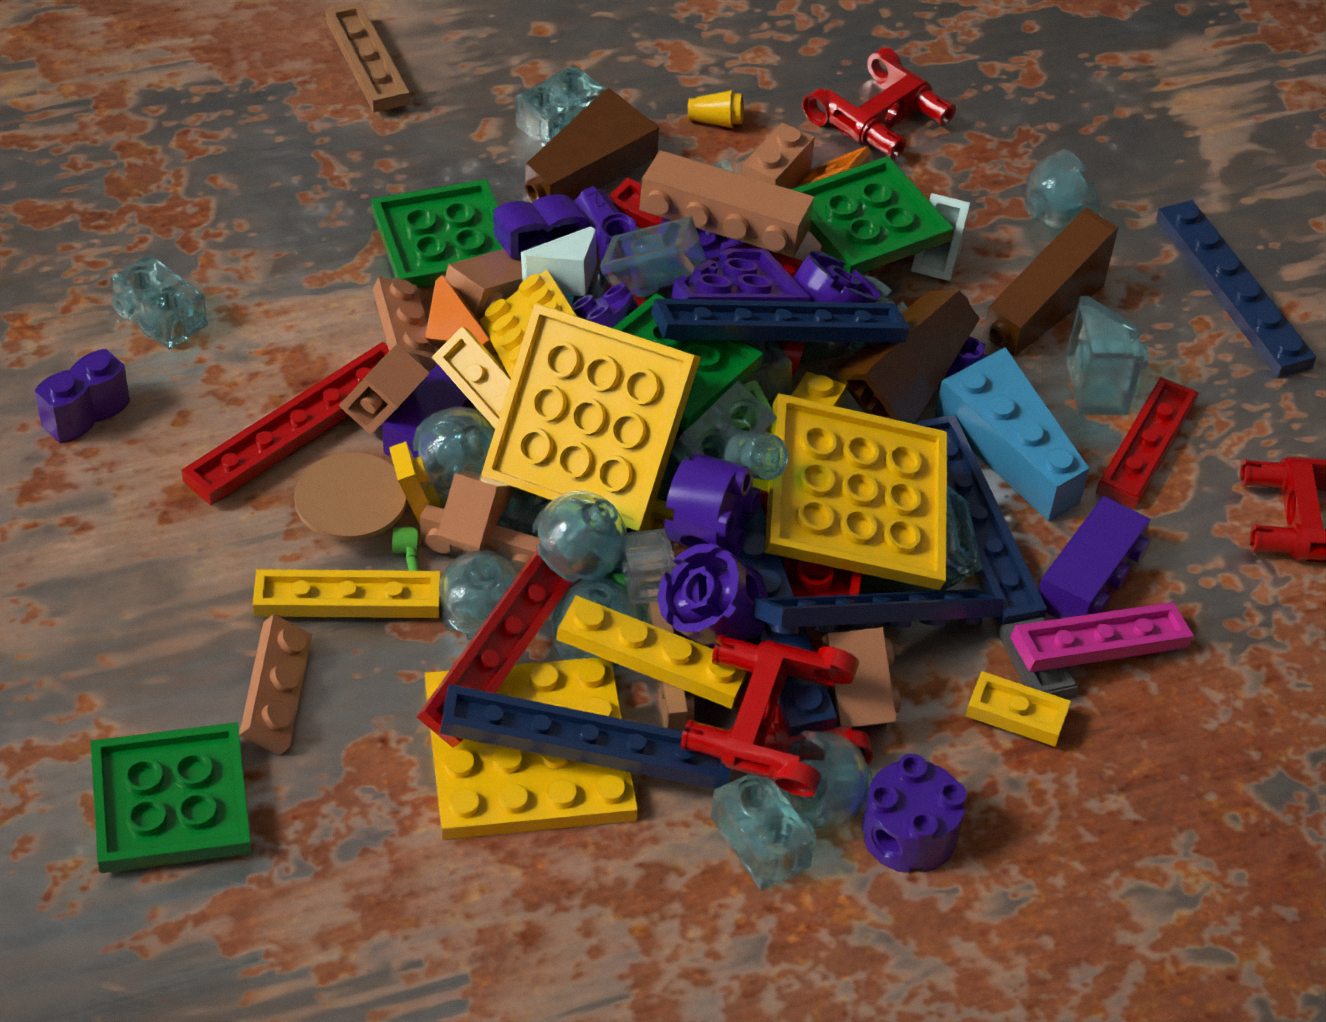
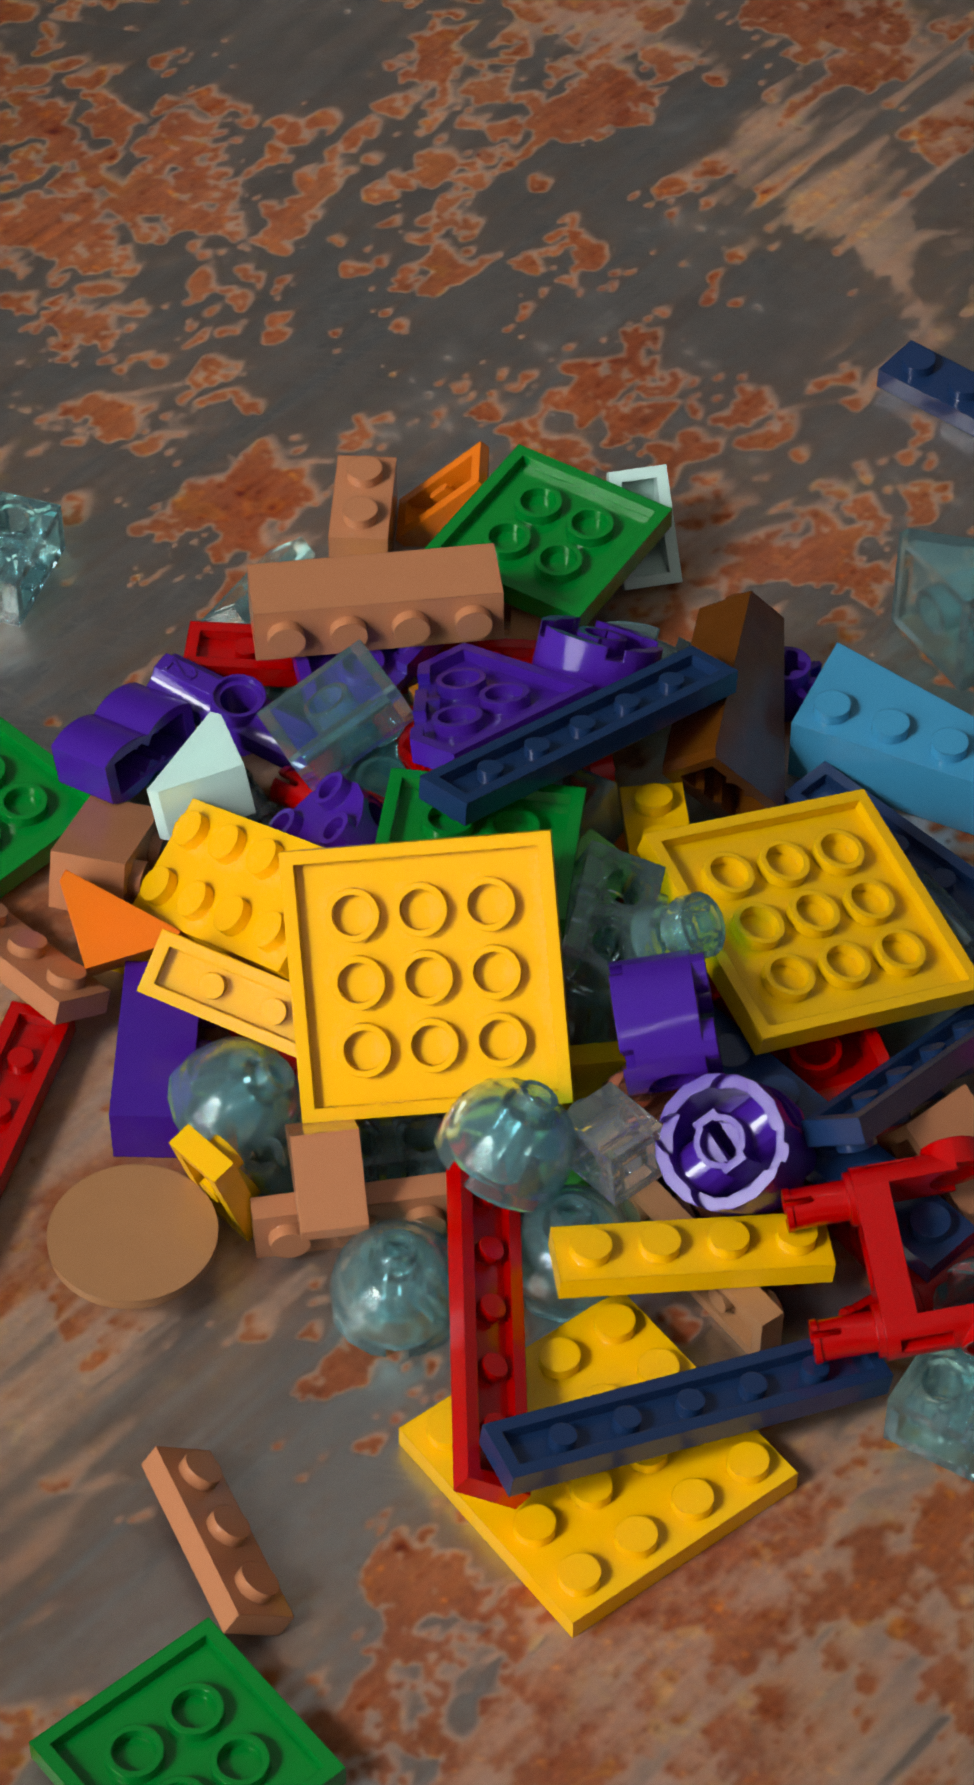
camera: 25 degrees left, 0 degrees up
(346, 593) = (217, 1372): yellow plate -> none
(384, 388) = (85, 1065): nougat brick -> none
(406, 542) = (244, 1262): bright green hand -> none
(593, 149) = (98, 604): reddish brown slope -> none
(717, 109) = (221, 471): yellow cone -> none
(873, 119) = (433, 409): red connector -> none
(1052, 283) = (829, 527): reddish brown slope -> none
(1059, 191) = (755, 399): clear light blue cylinder -> none

